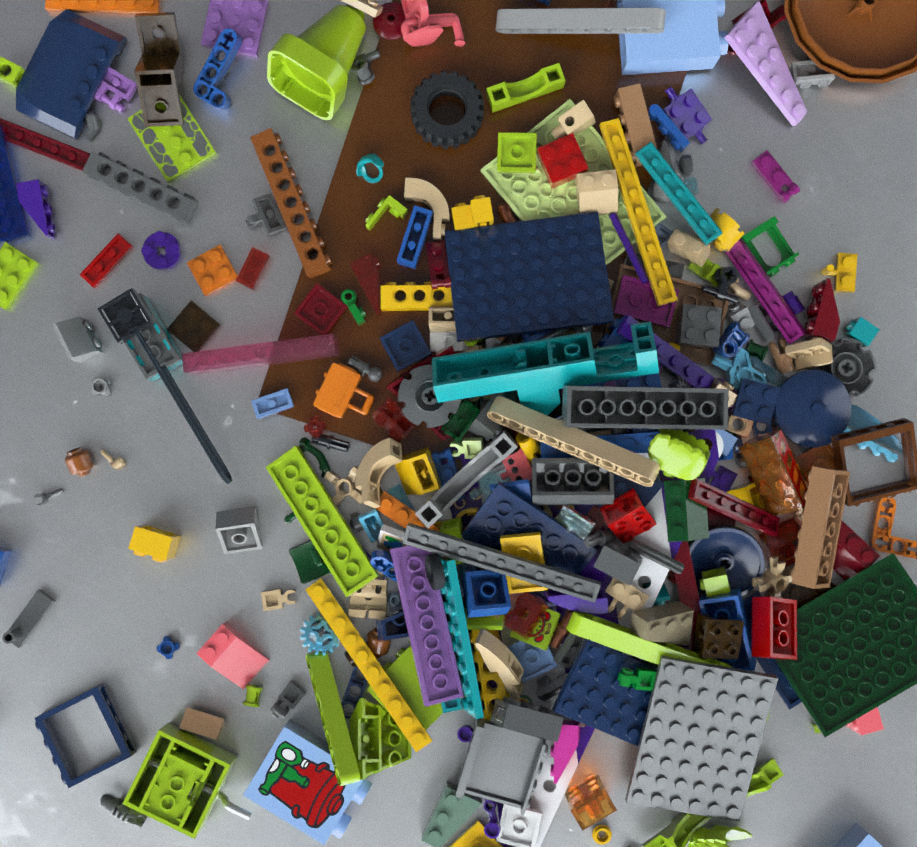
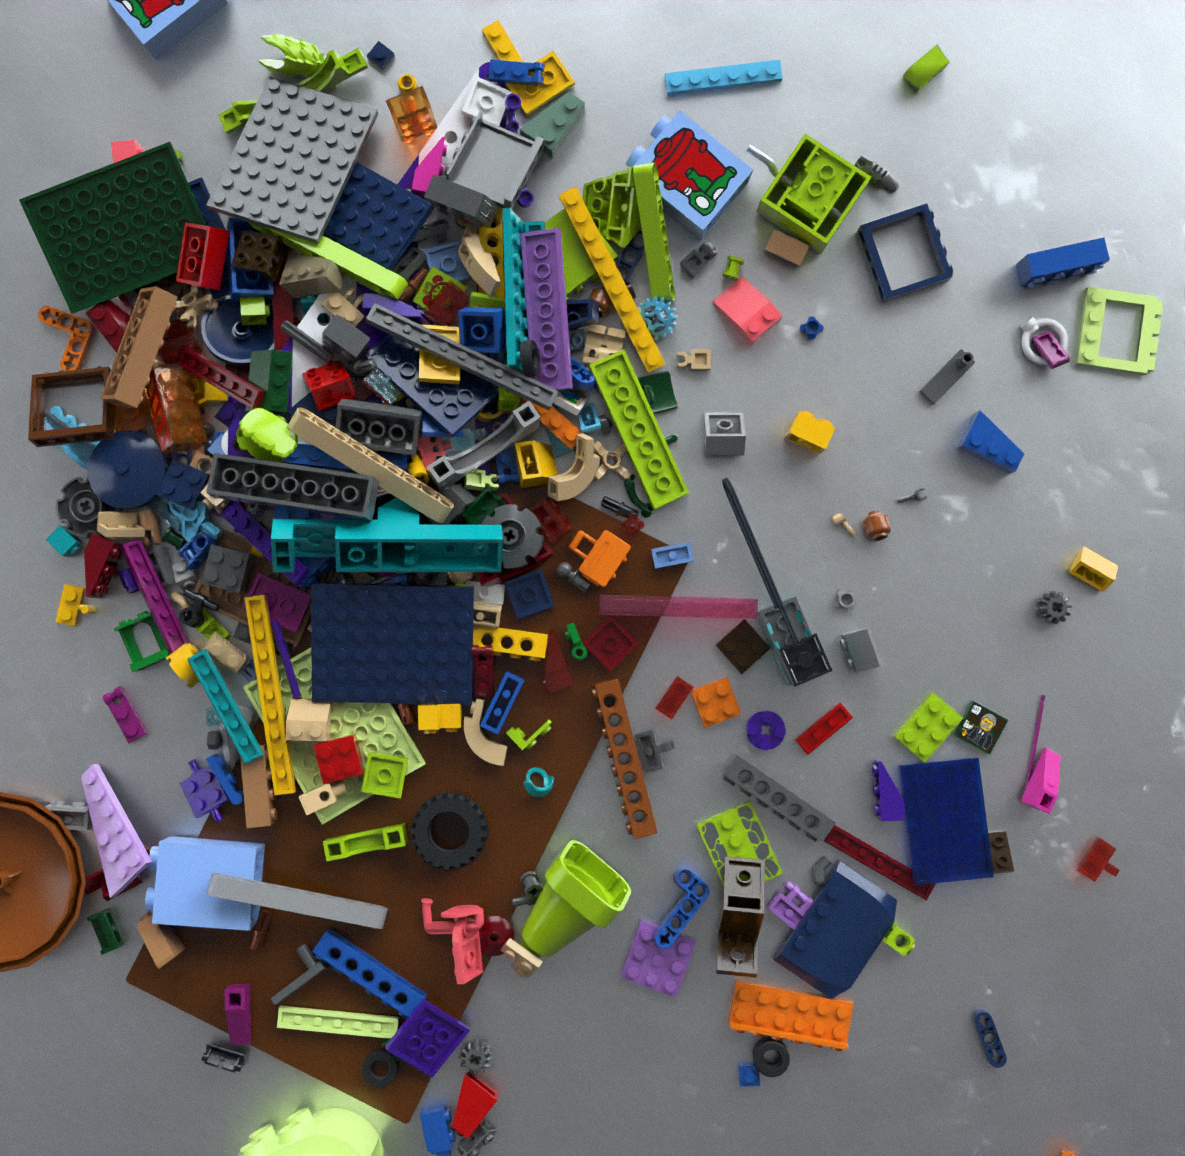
camera: 175 degrees left, 0 degrees up
(642, 679) = (341, 222): green plate -> none

